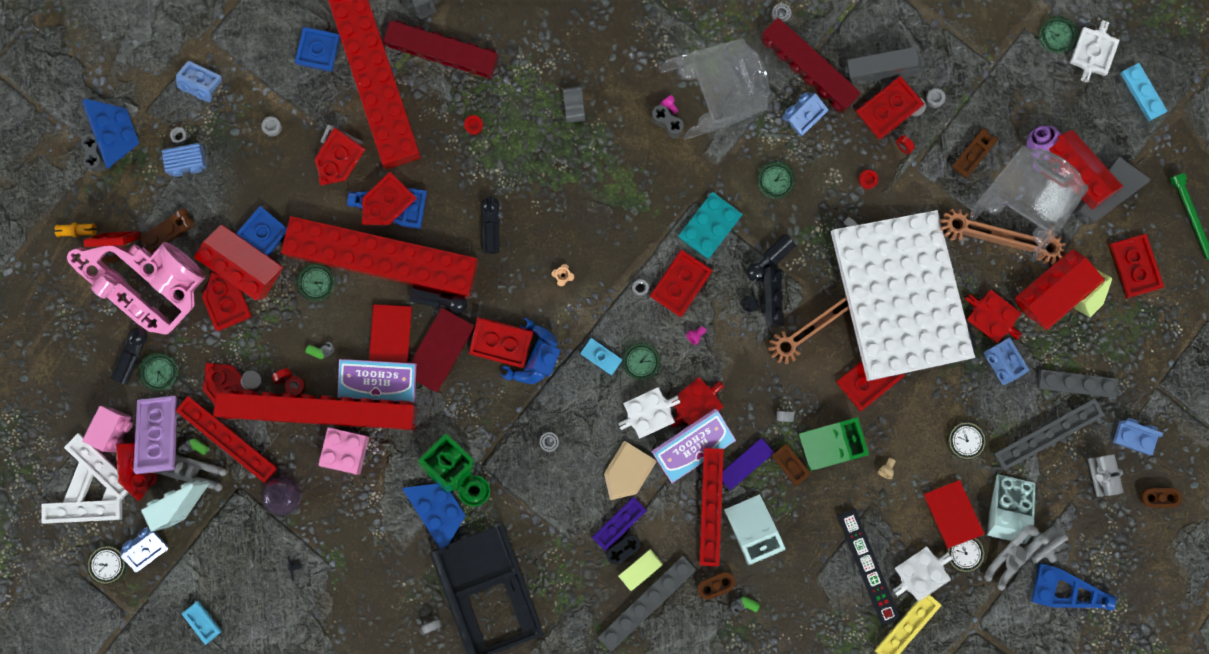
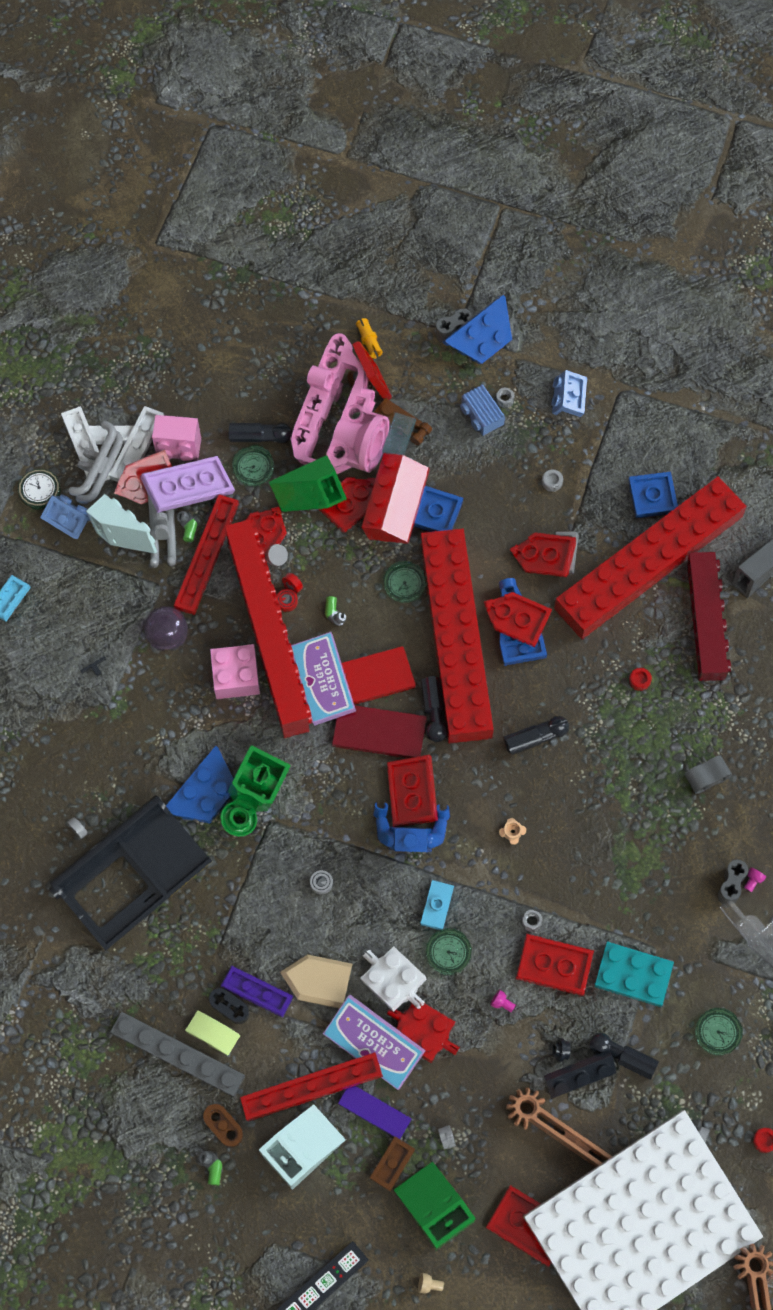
camera: 70 degrees right, 15 degrees down
(109, 503) = (101, 465): none -> light grey piece
(180, 238) = (399, 434): none -> clear light blue tile
(201, 331) = (309, 487): none -> green slope

